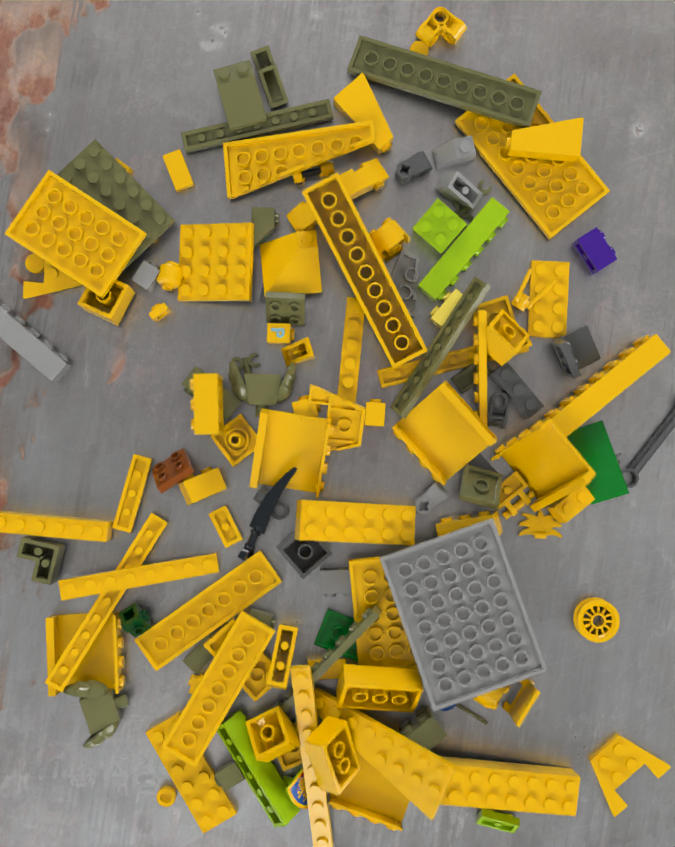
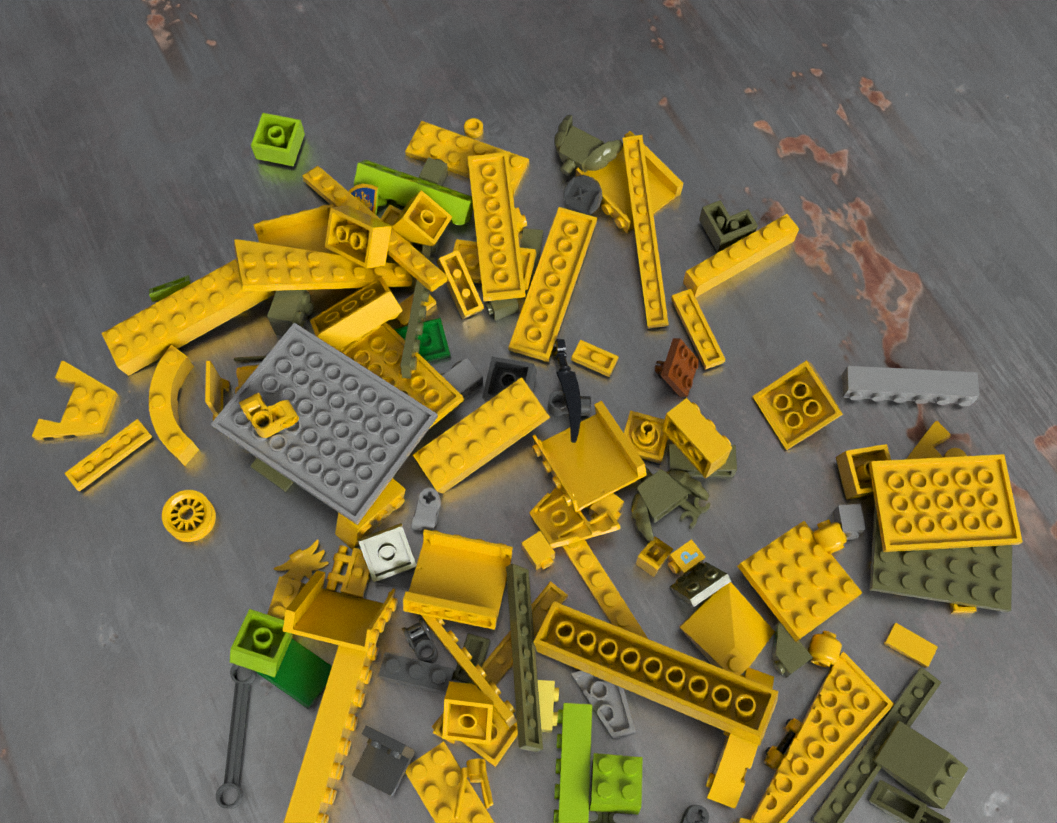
camera: 140 degrees right, 20 degrees down
(110, 381) = (797, 404): none -> yellow slope
(130, 667) = (583, 194): none -> dark grey tile
(135, 620) = (609, 231): dark green brick -> none
(138, 576) = (634, 266): yellow plate -> none
(159, 311) = (811, 497): yellow plate -> none
(202, 486) = (643, 374): yellow brick -> none
(237, 208) = (825, 649): none -> yellow head
(389, 239) = (656, 727): yellow brick -> none
(509, 655) = (278, 415): none -> yellow piece
(562, 721) = (163, 404): none -> yellow brick
(610, 484) = (260, 643): none -> lime brick
(624, 710) = (108, 455): none -> yellow plate

